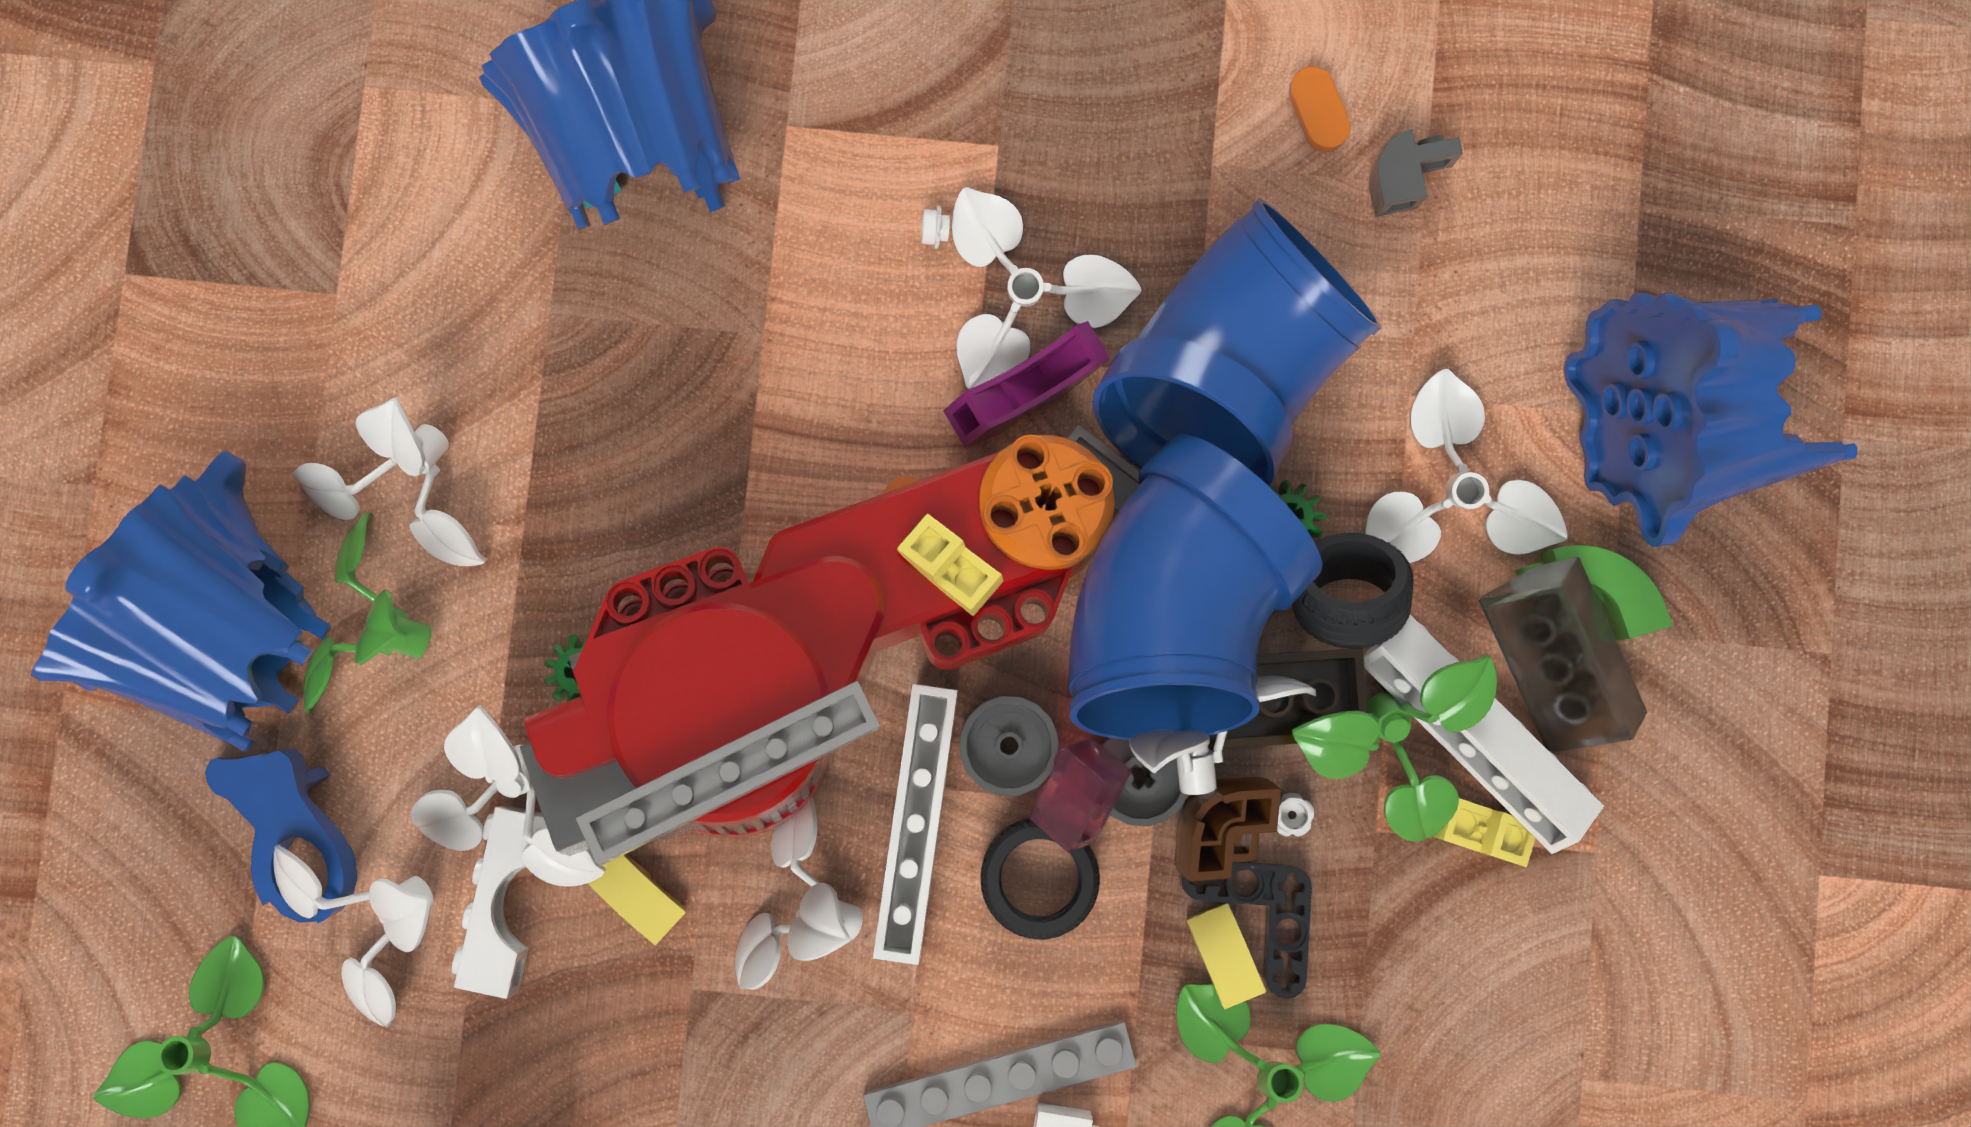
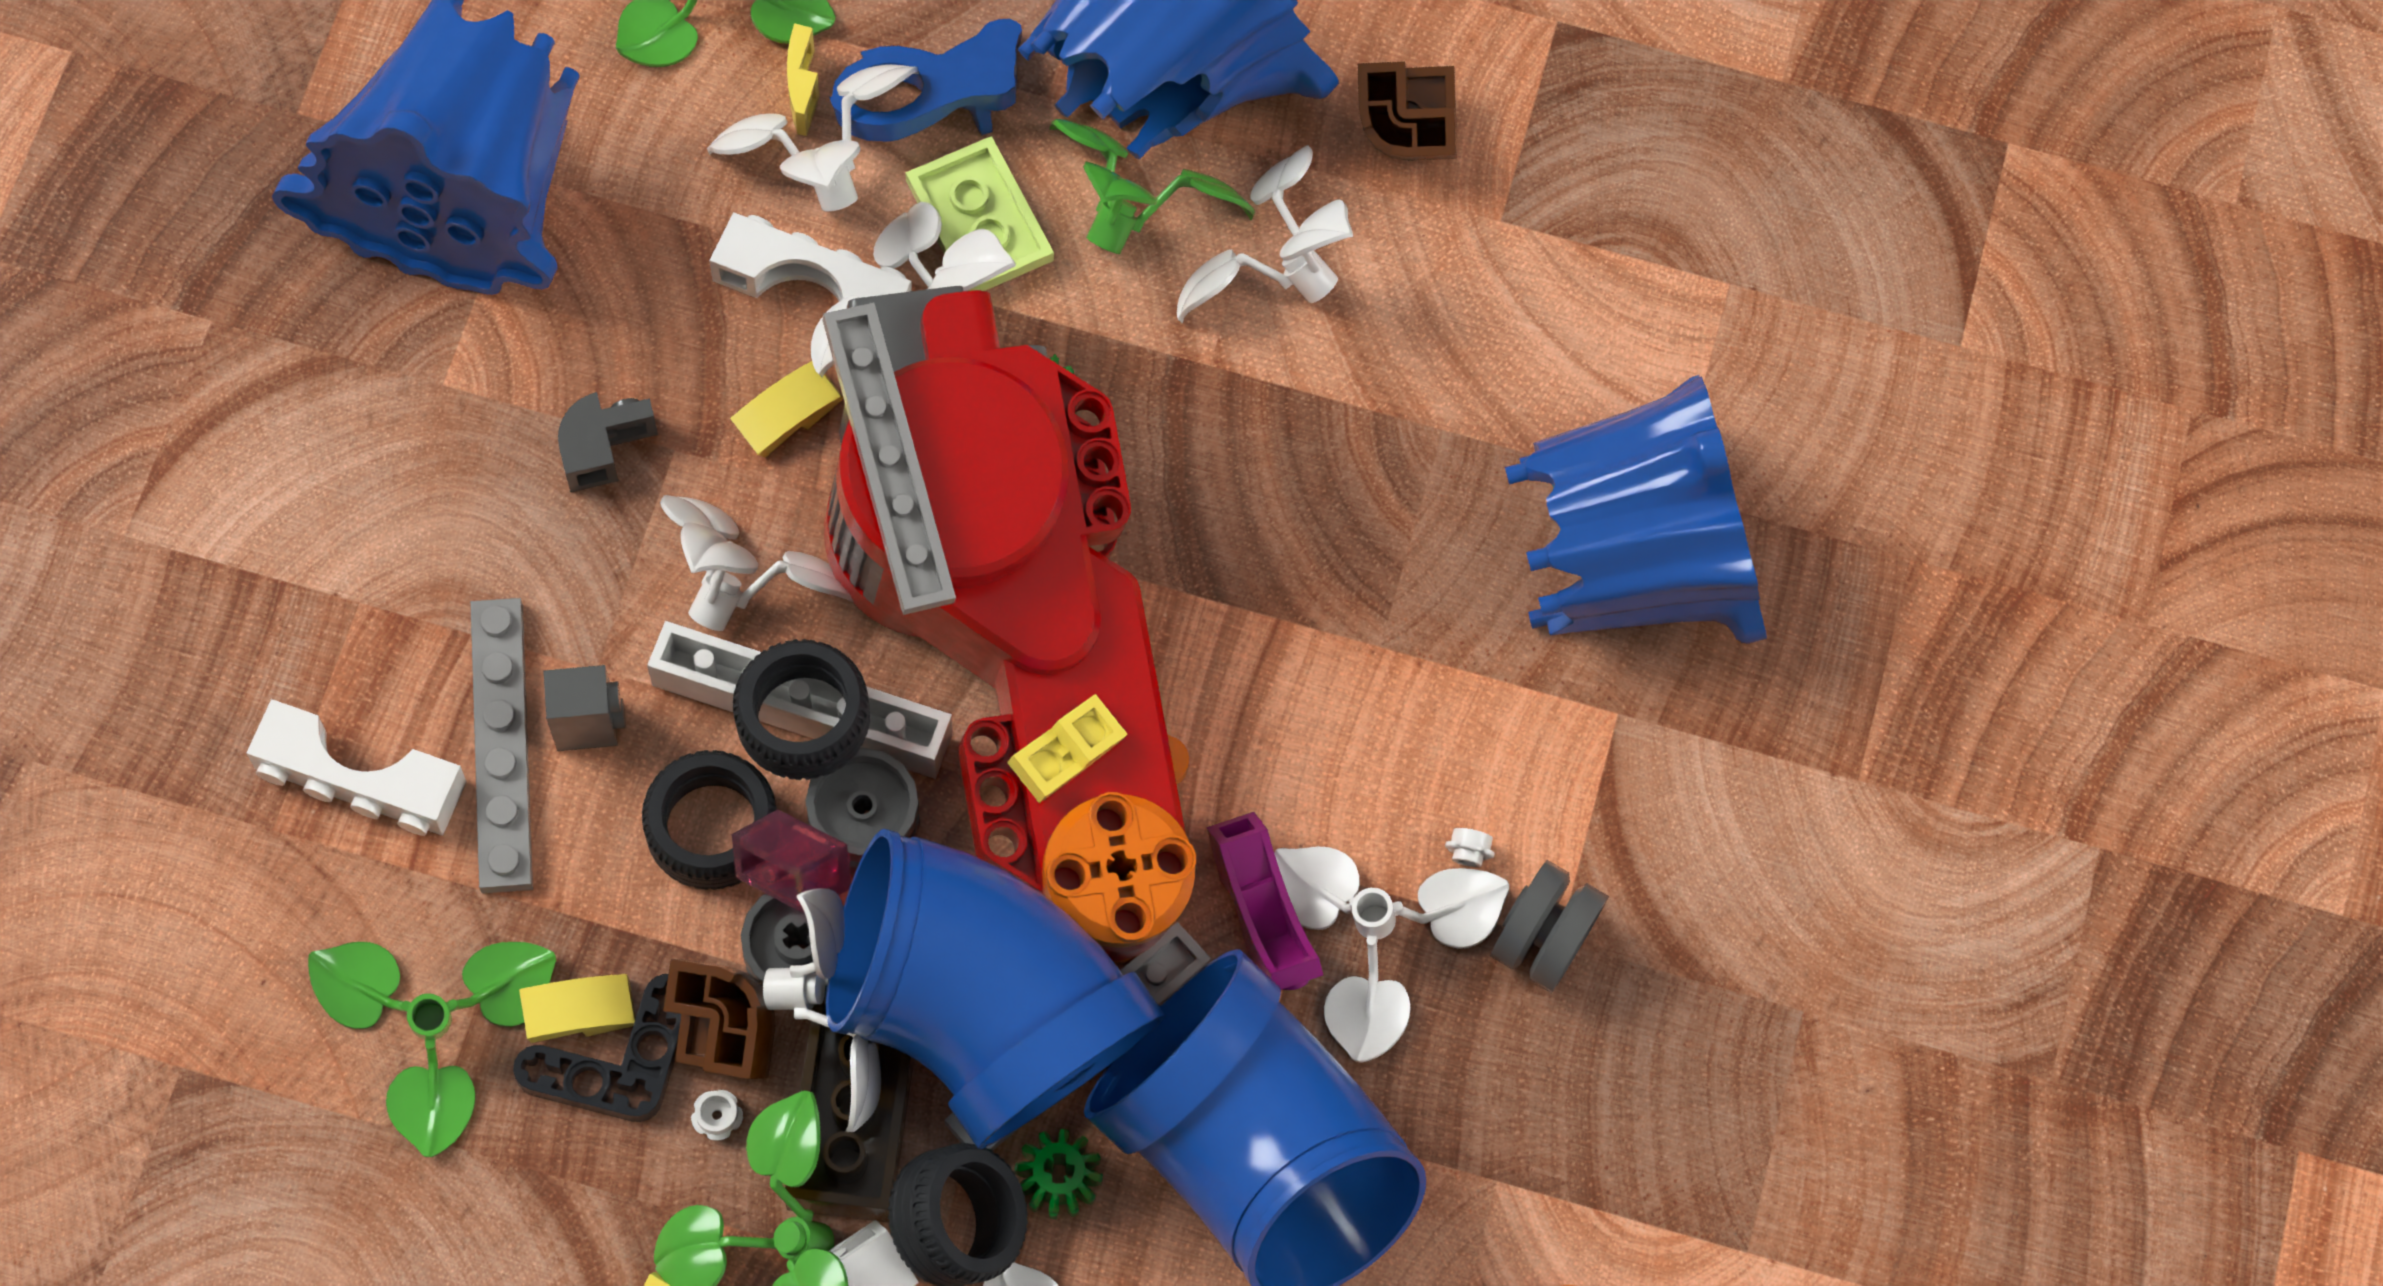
camera: 90 degrees right, 15 degrees down
(243, 384) = (1409, 110): none -> reddish brown brick
(307, 952) = (802, 83): none -> light yellow slope
(404, 760) = (979, 192): none -> yellowish green plate
(695, 1071) = (590, 431): none -> dark grey brick
(919, 859) = (796, 661): none -> black tyre
(963, 1014) = (583, 708): none -> dark grey brick
(1001, 143) = (1544, 923): none -> dark grey wheel

